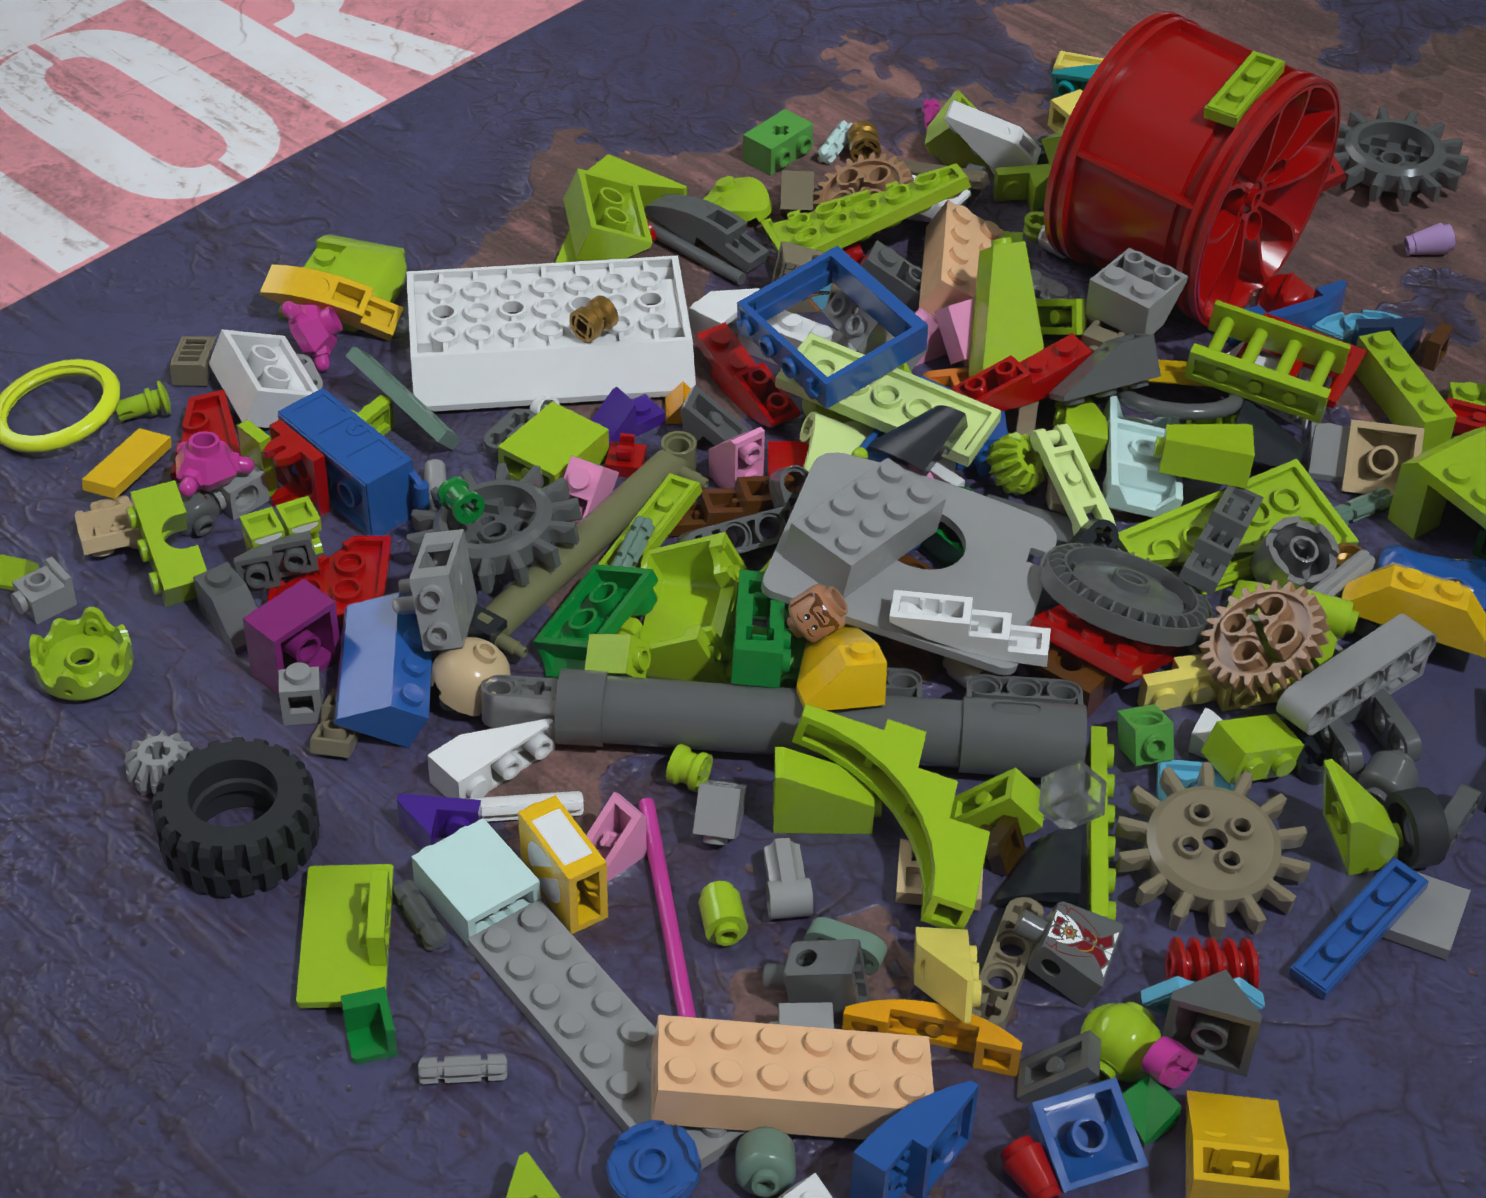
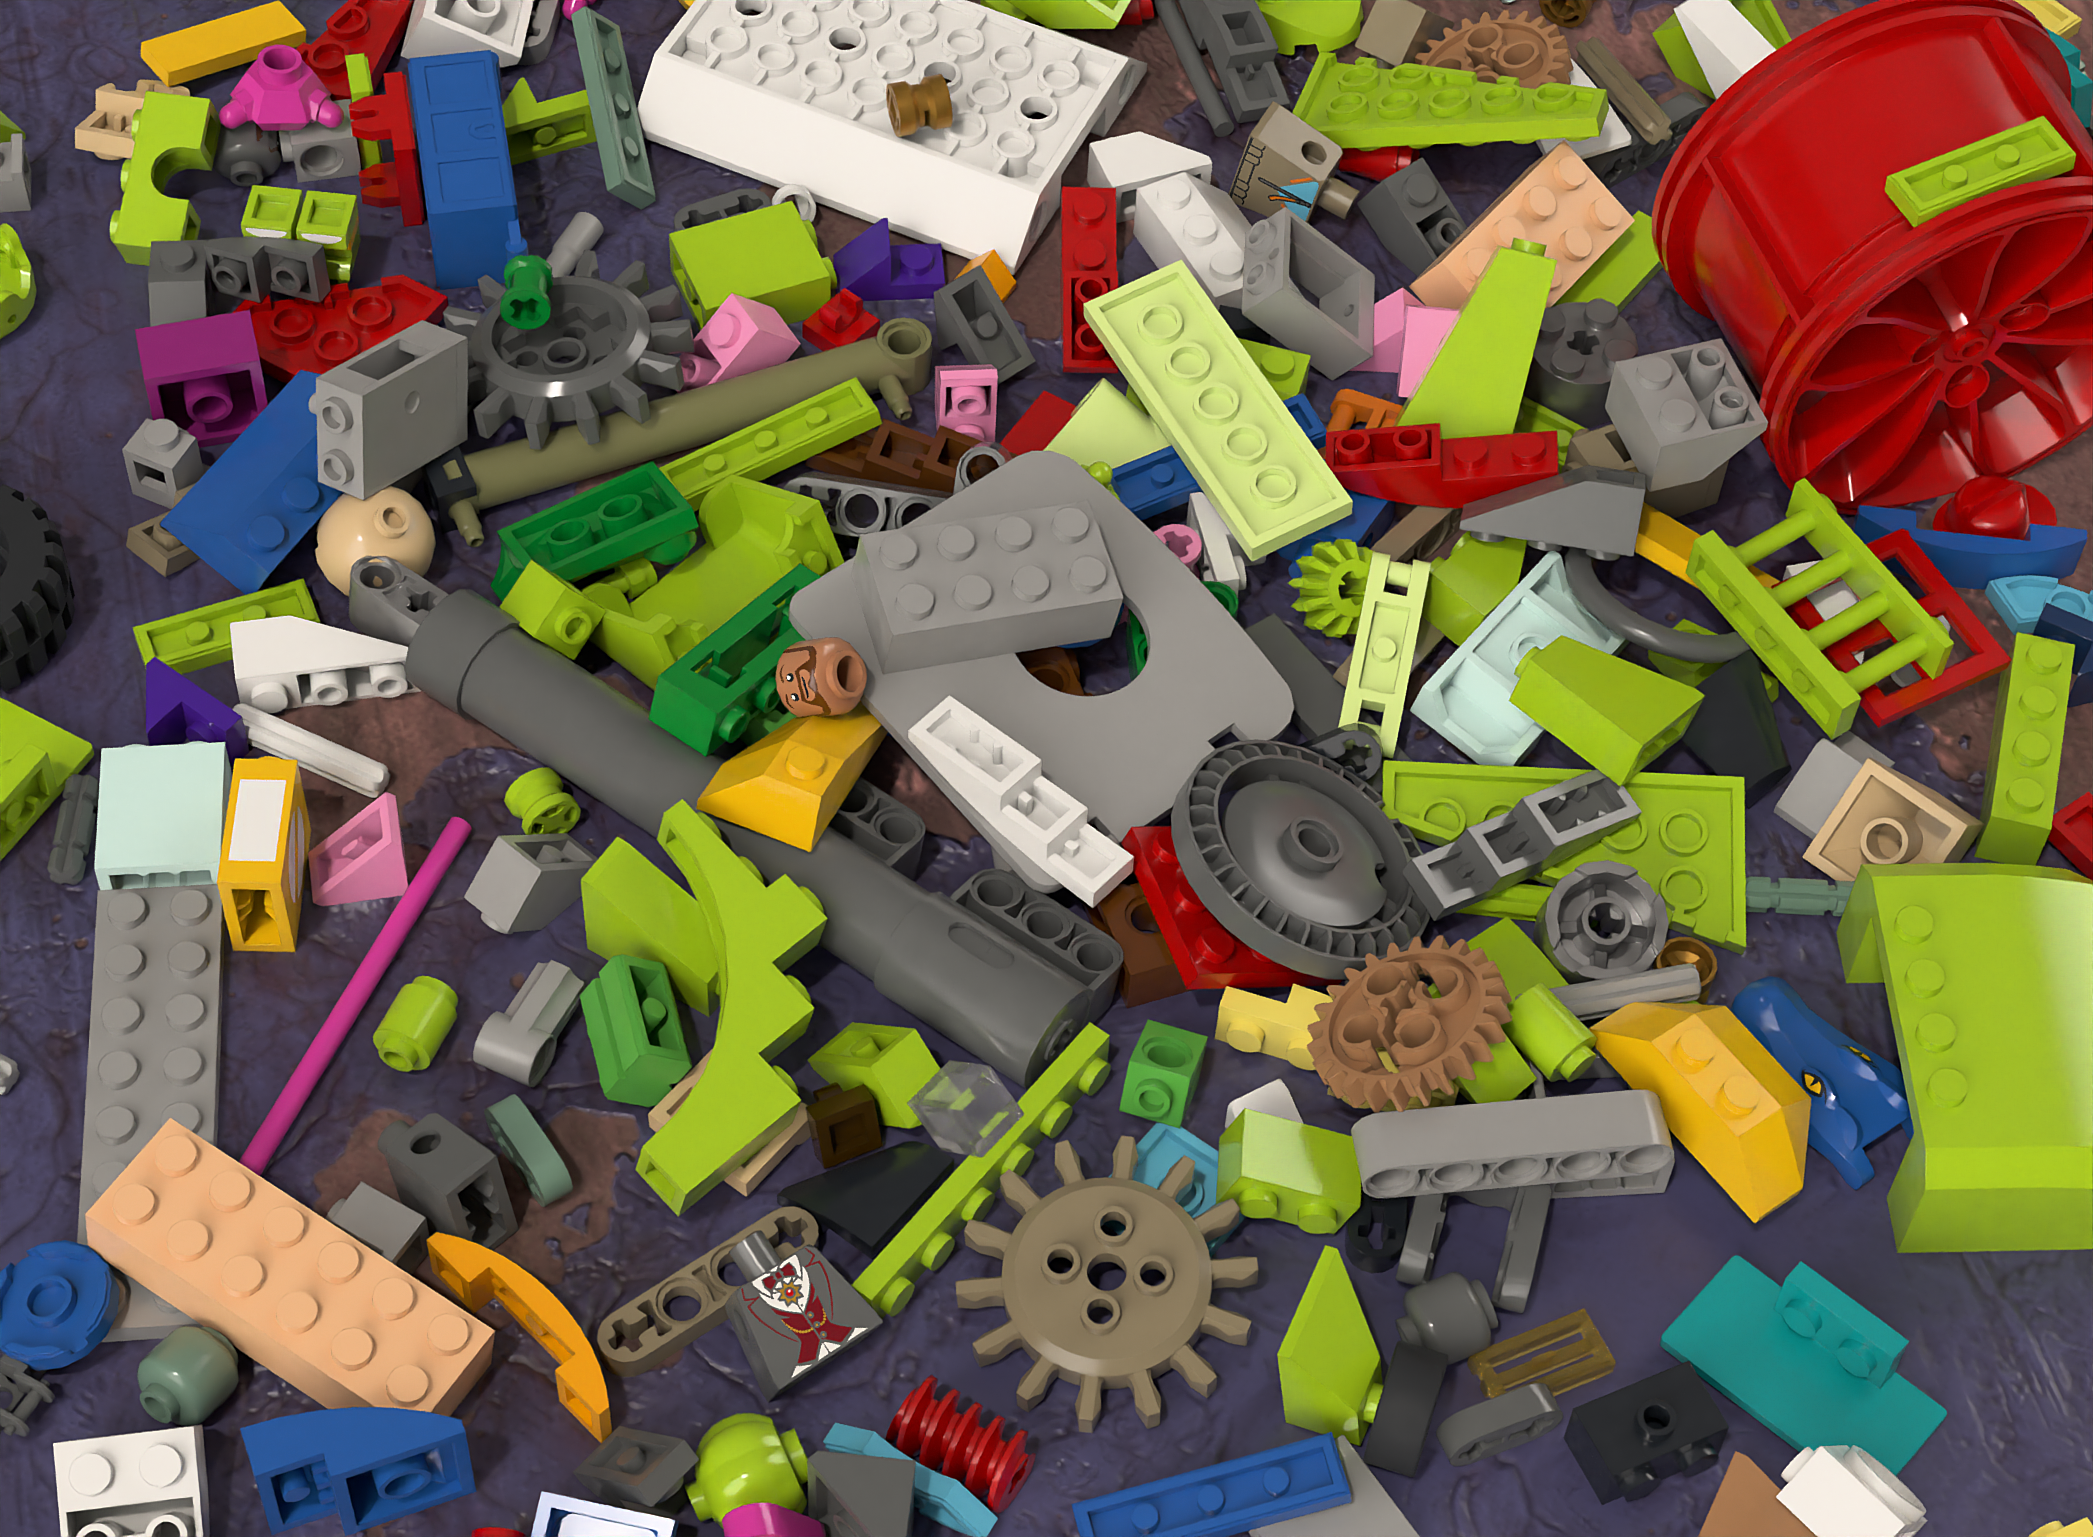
camera: 30 degrees right, 10 degrees up
(406, 772) = (204, 634): none -> lime tile
(634, 542) = (719, 460): sand green axle -> none
(853, 853) = (635, 1031): none -> bright green brick
(866, 291) = (1190, 185): blue window -> none
(922, 439) = (1200, 492): black slope -> none
(947, 969) = (612, 1247): light yellow slope -> none
(1062, 316) = (1574, 394): lime slope -> none
(1458, 758) = (1539, 1337): none -> clear yellow tile

